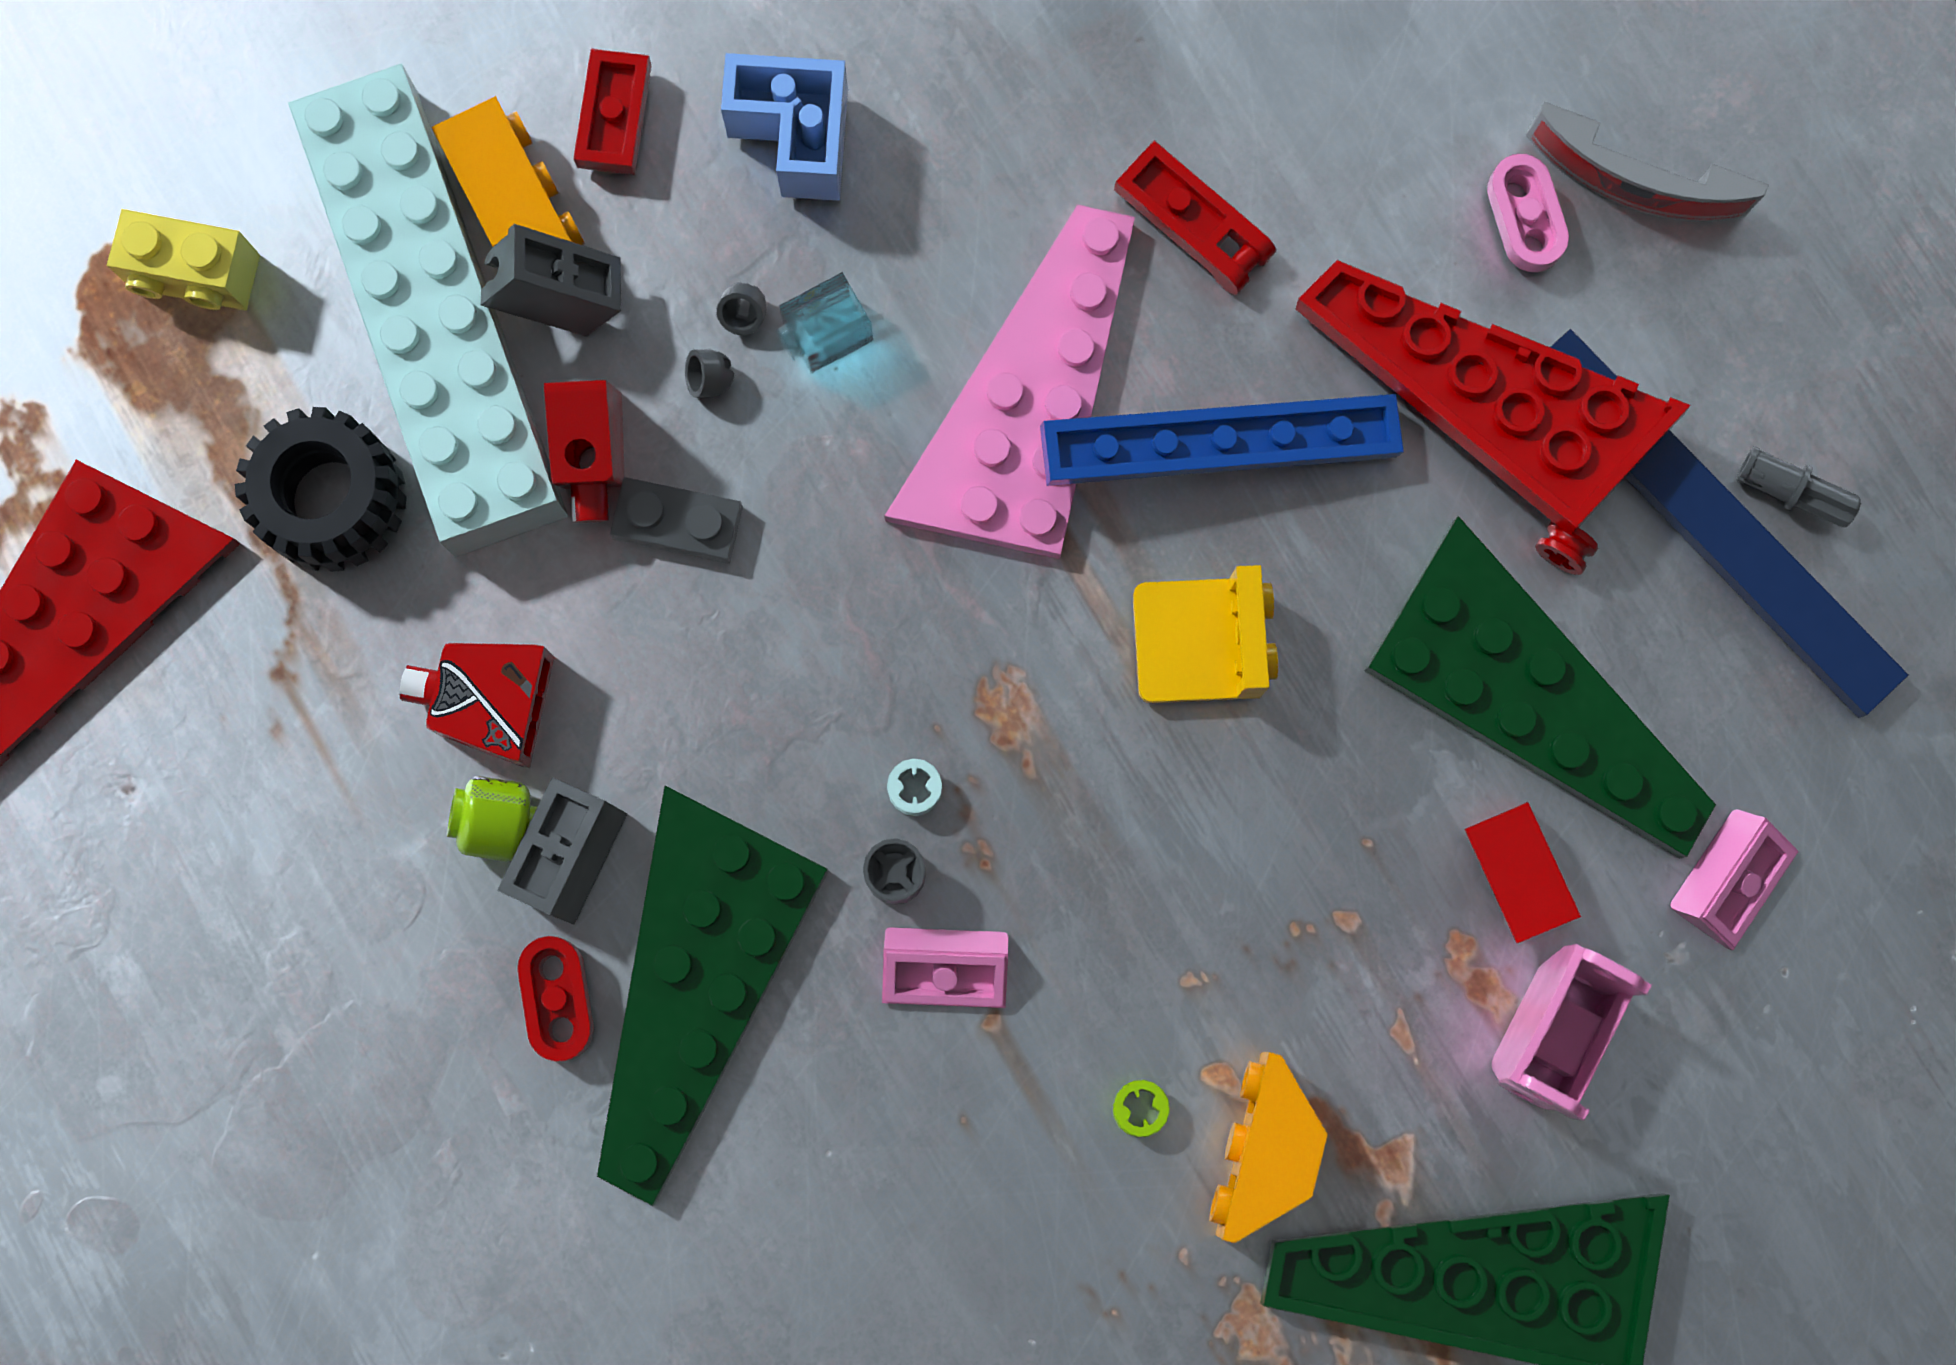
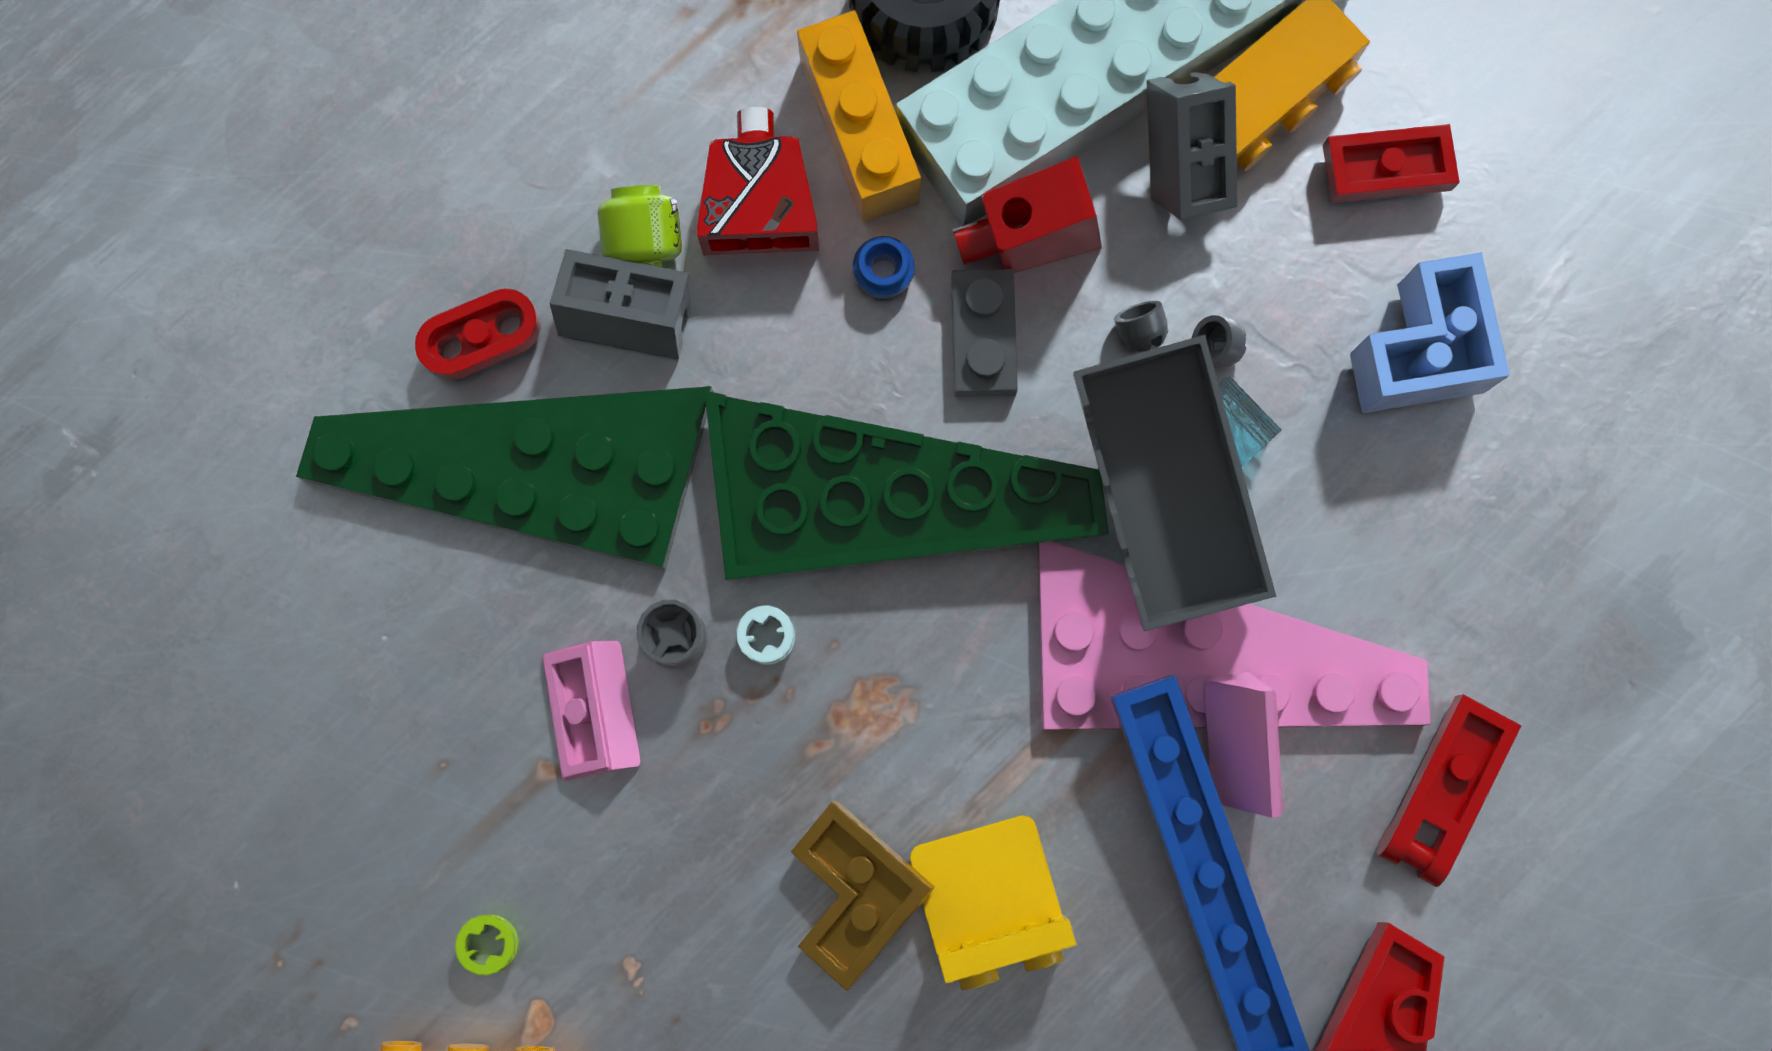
camera: 80 degrees right, 0 degrees up
(436, 583) = (859, 116): none -> light orange brick
(581, 581) = (885, 249): none -> blue plate
(801, 679) = (848, 492): none -> dark green wing
(871, 376) = (1174, 483): none -> dark grey piece
(1114, 378) = (1244, 743): none -> bright pink slope
(1175, 739) = (874, 891): none -> pearl gold plate

